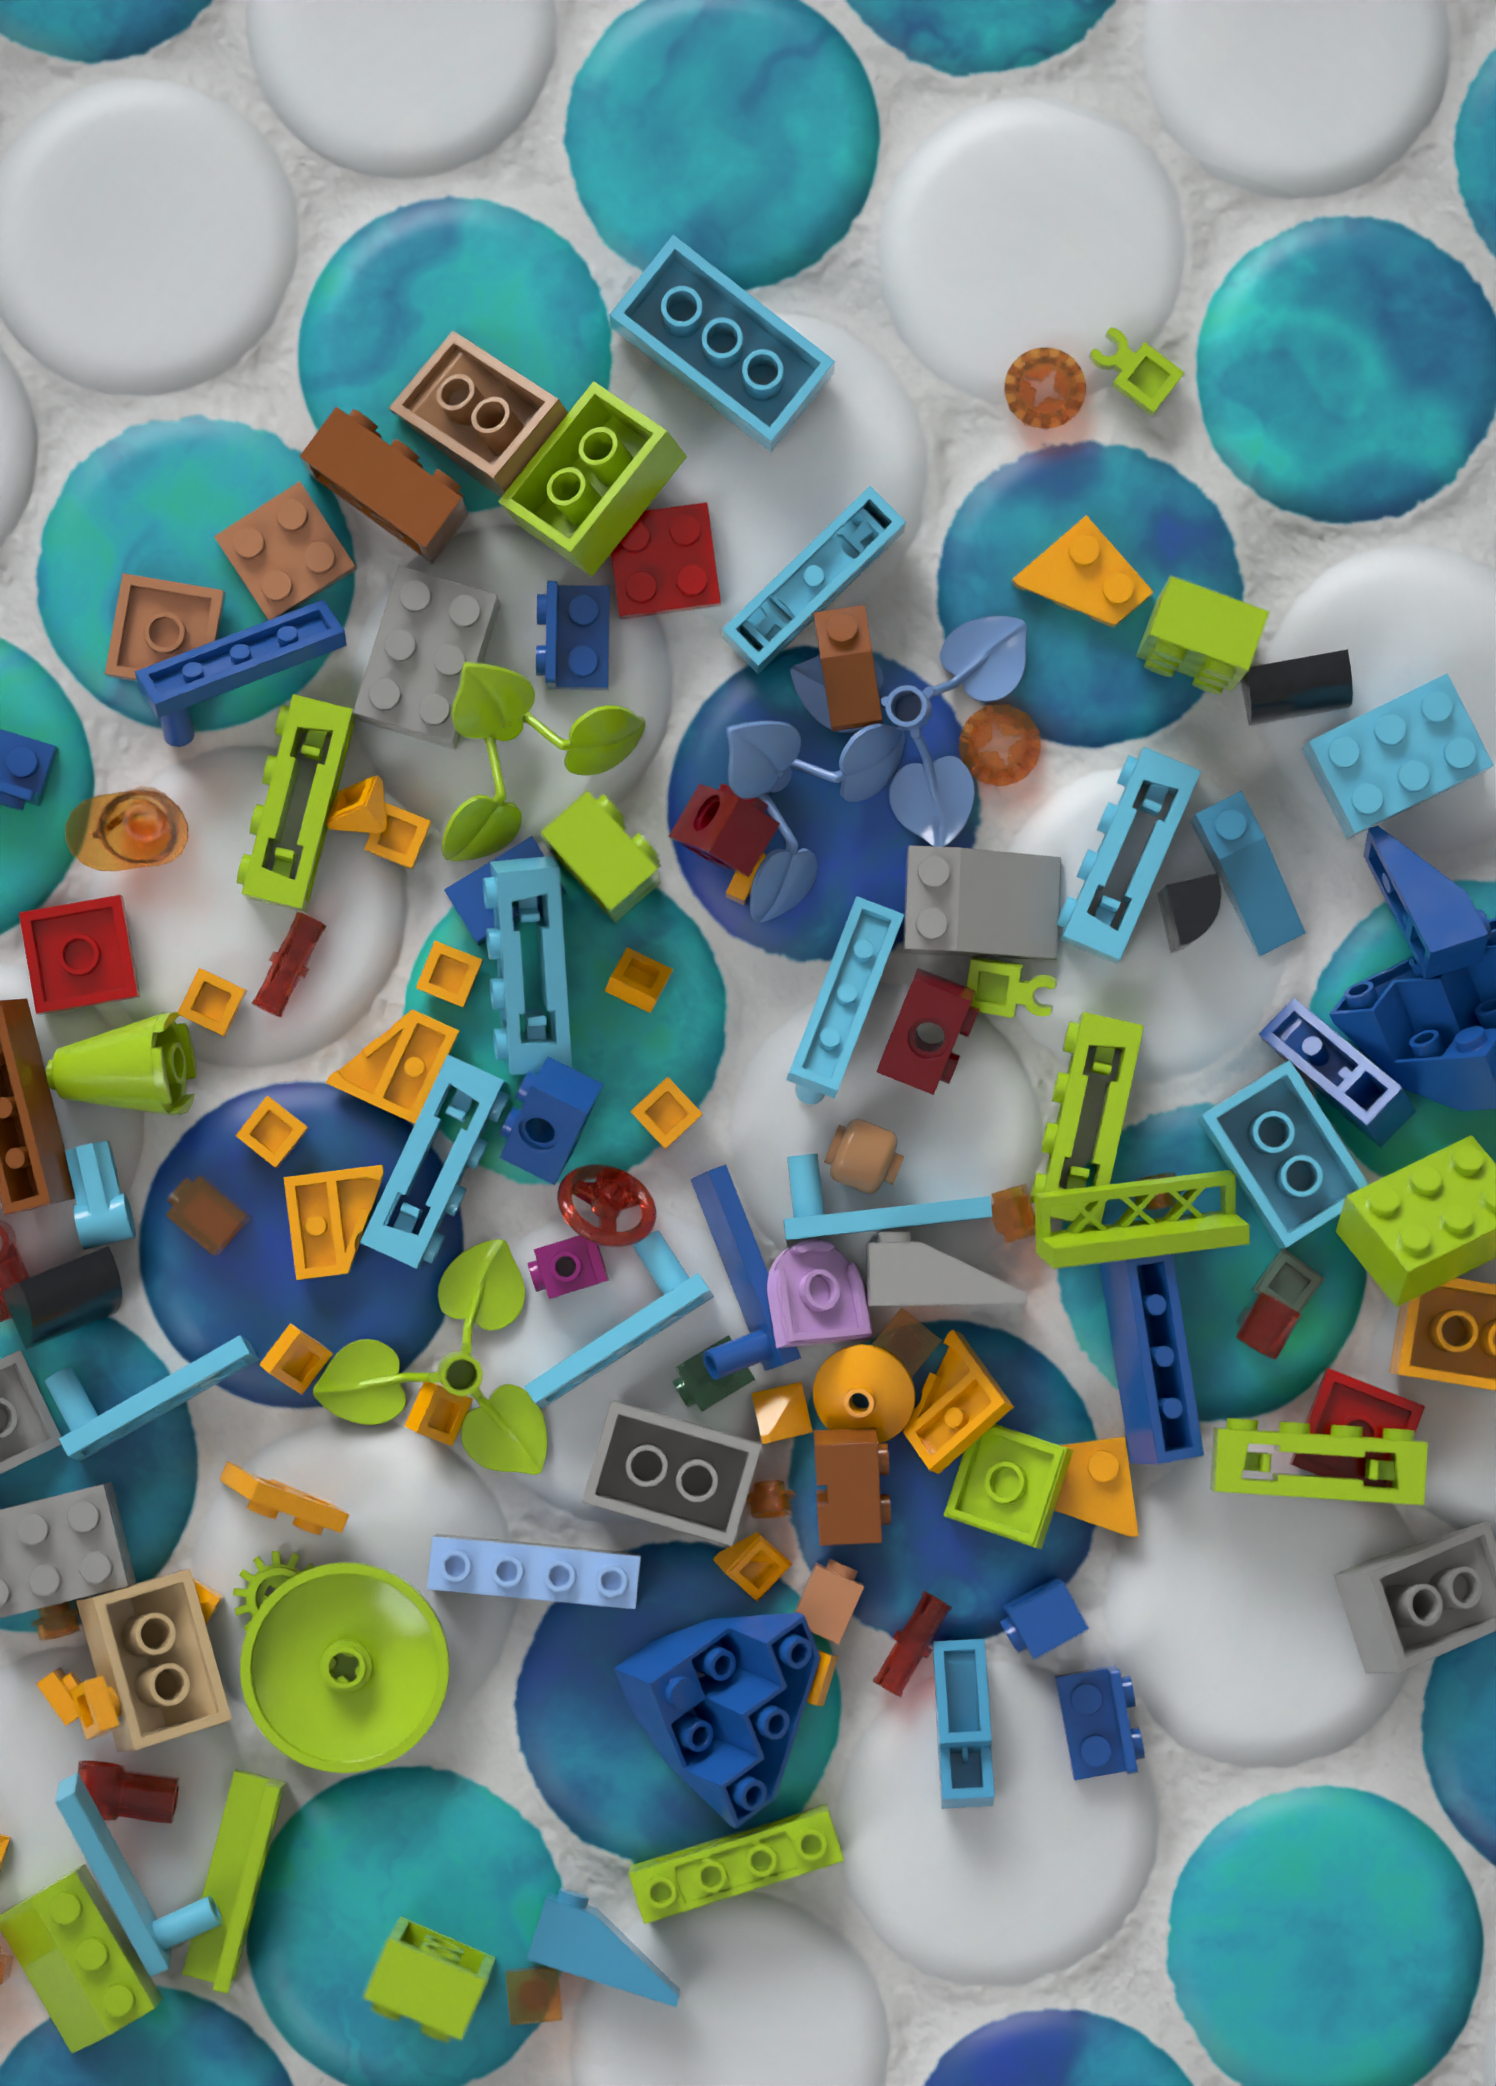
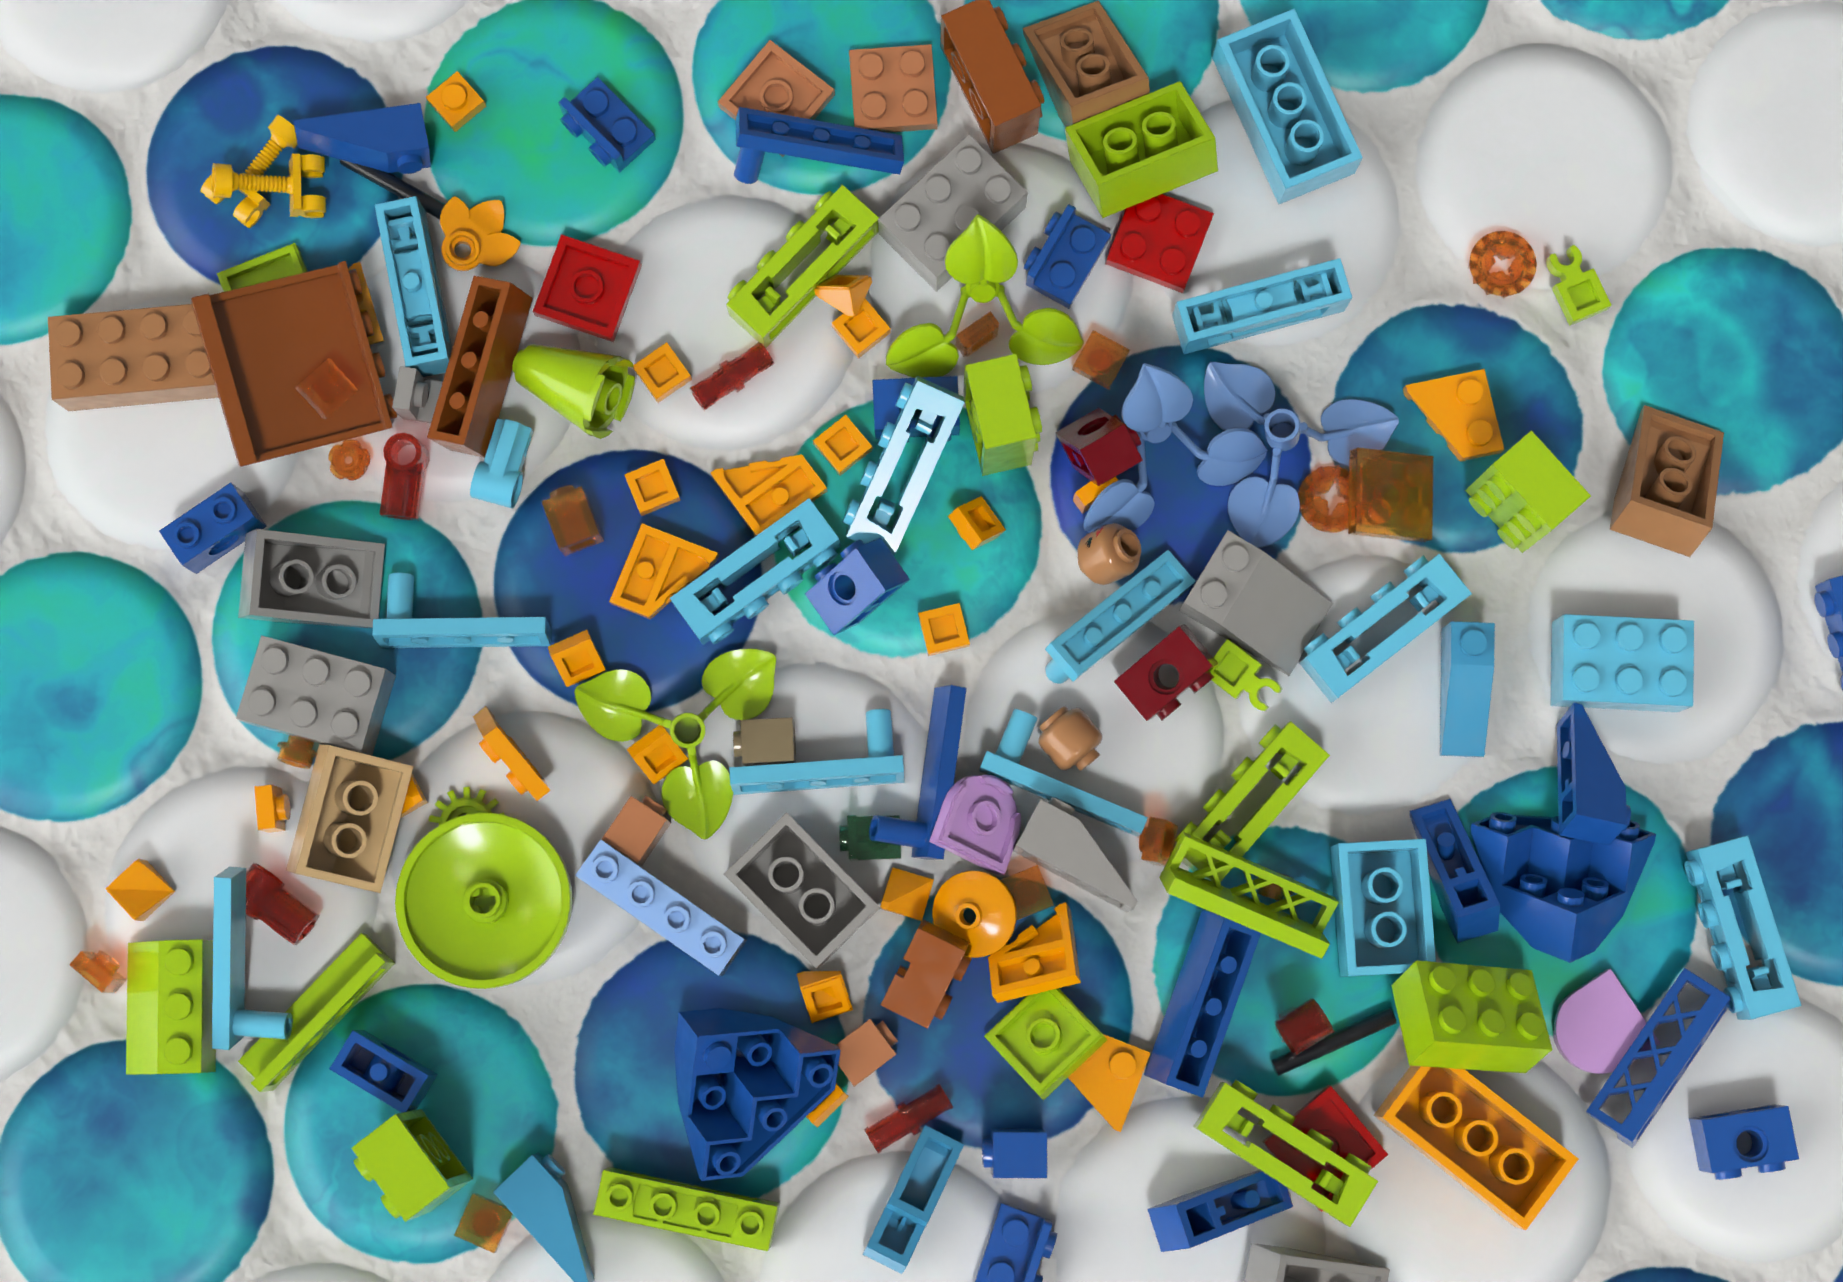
camera: 30 degrees right, 5 degrees down
(65, 1297) = (436, 521): black brick -> none
(96, 1707) = (287, 826): light orange plate -> none
(127, 830) = (670, 217): clear orange piece -> none
(342, 1900) = (383, 1071): none -> blue brick
(462, 1502) = (637, 828): none -> nougat brick
(527, 775) = (977, 334): none -> clear orange tile
(546, 1337) = (765, 741): none -> dark tan brick
(588, 1272) = (823, 711): magenta brick -> none
(608, 1196) = (869, 663): clear red piece -> none
(673, 730) = (1101, 359): none -> clear orange plate
(770, 1500) = (862, 953): clear orange plate -> none
(797, 937) = (1109, 553): none -> medium nougat head
(848, 667) = (1252, 379): dark orange slope -> none
(1059, 708) = (1390, 495): none -> clear orange plate
(1189, 909) = (1409, 687): black brick -> none
(1280, 1561) = (1217, 1210): none -> blue slope
(1289, 1280) = (1336, 1003): sand green tile -> none
(1298, 687) = (1574, 573): black brick -> none
(1311, 1316) = (1335, 1041): none -> black bar
(1344, 531) = (1668, 482): none -> medium nougat slope

